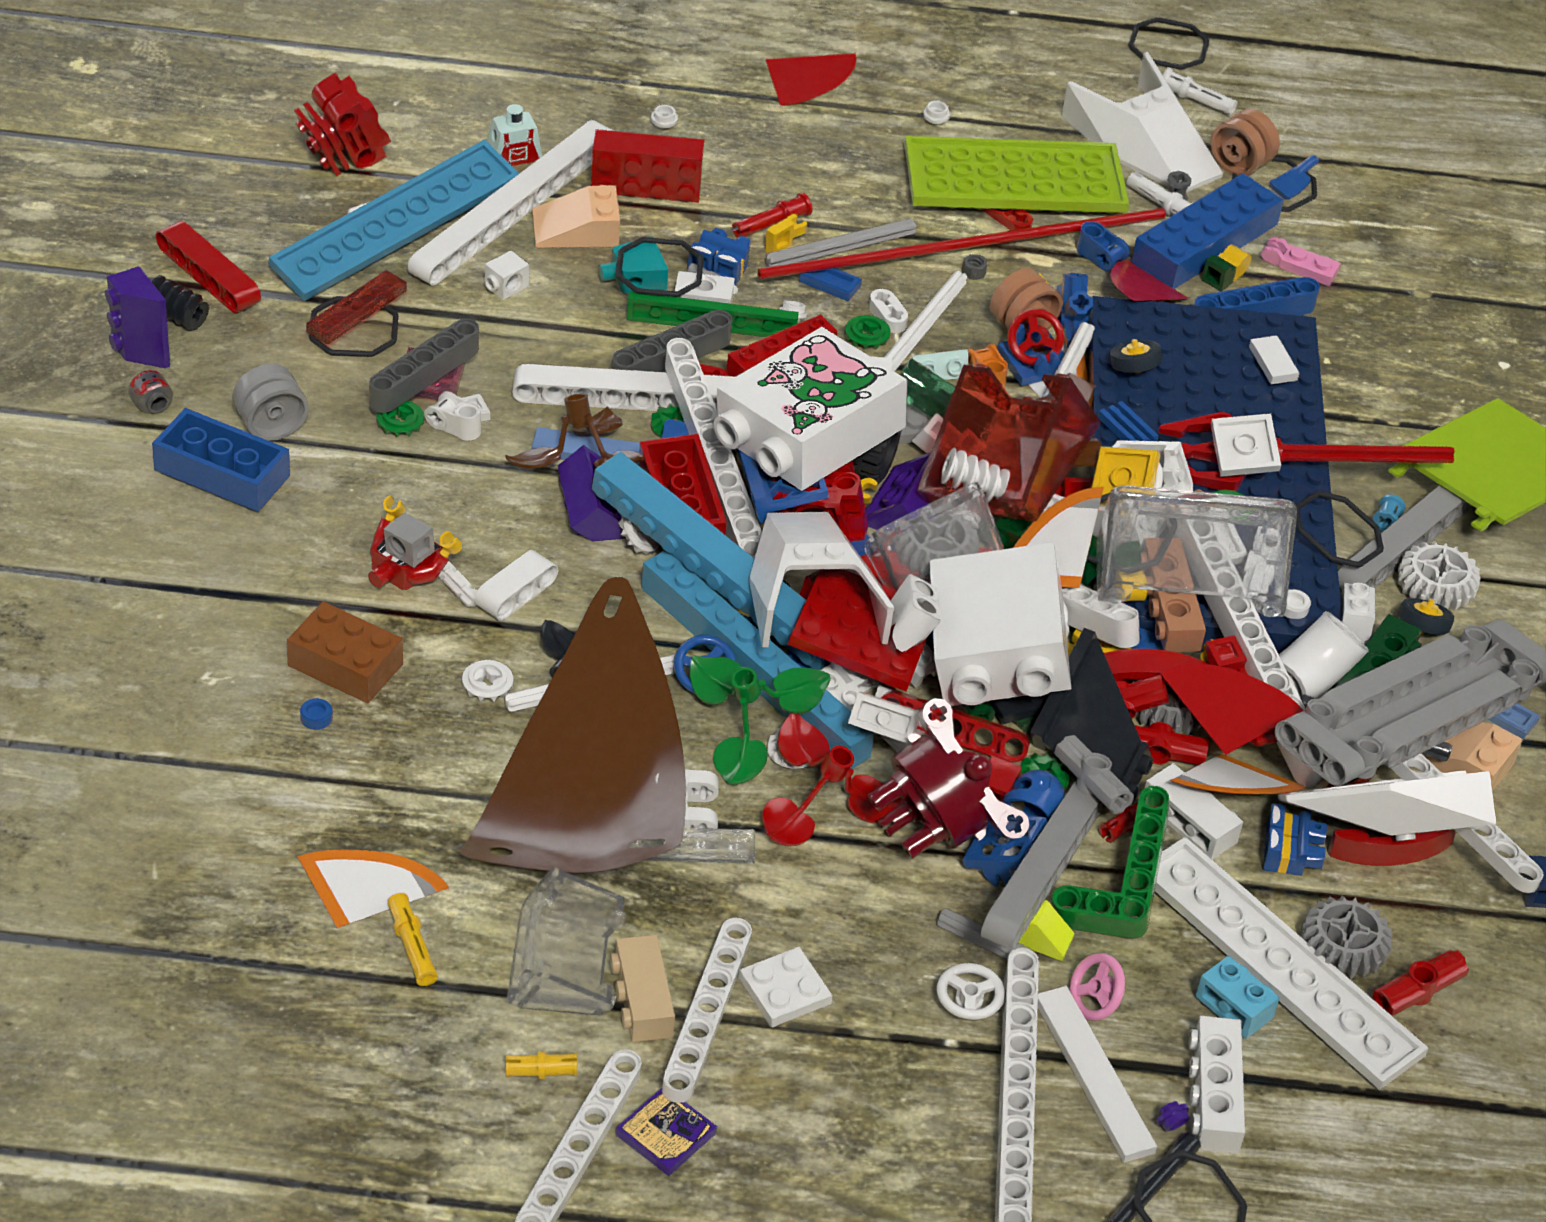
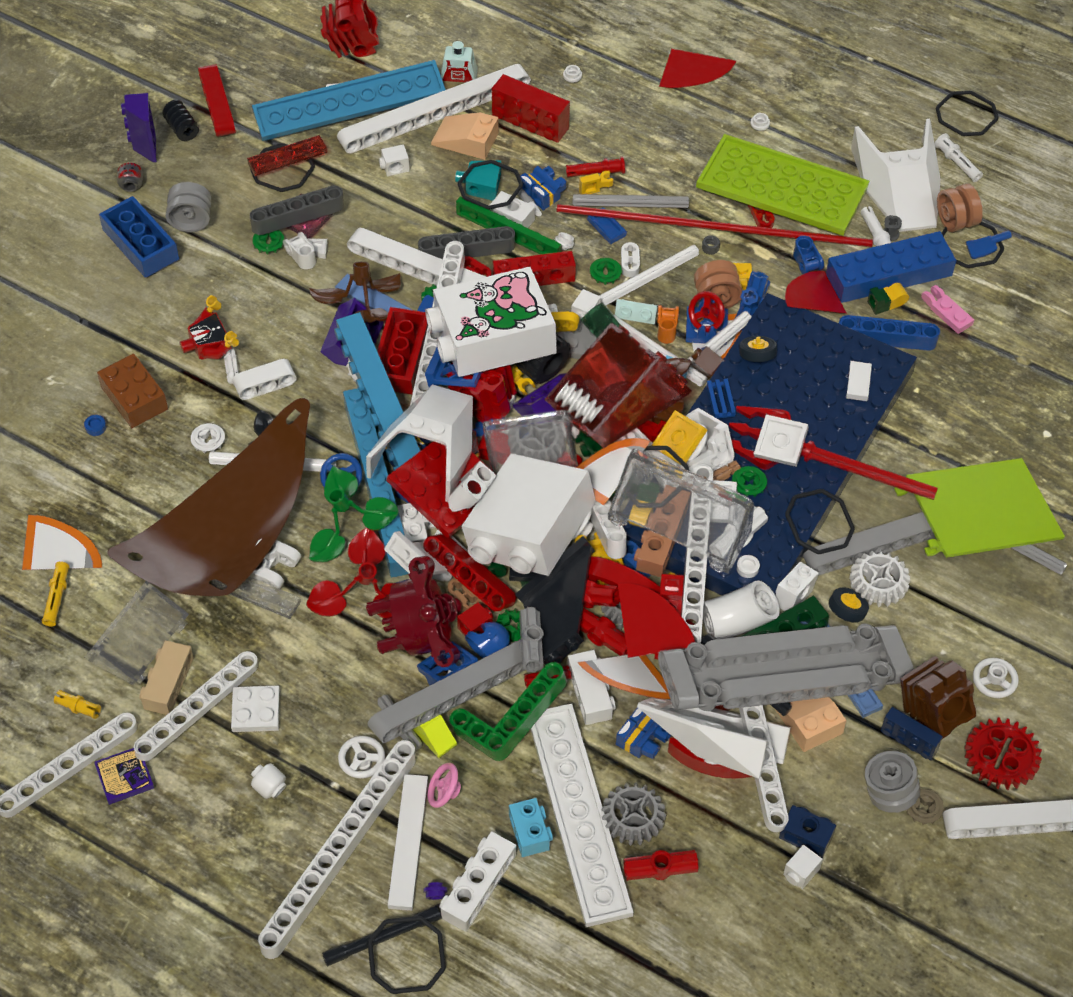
camera: 30 degrees right, 10 degrees up
(409, 539) = (206, 329): light grey brick -> none
(869, 1064) = (268, 781): none -> white head
(1386, 510) = (879, 517): dark azure bush -> none

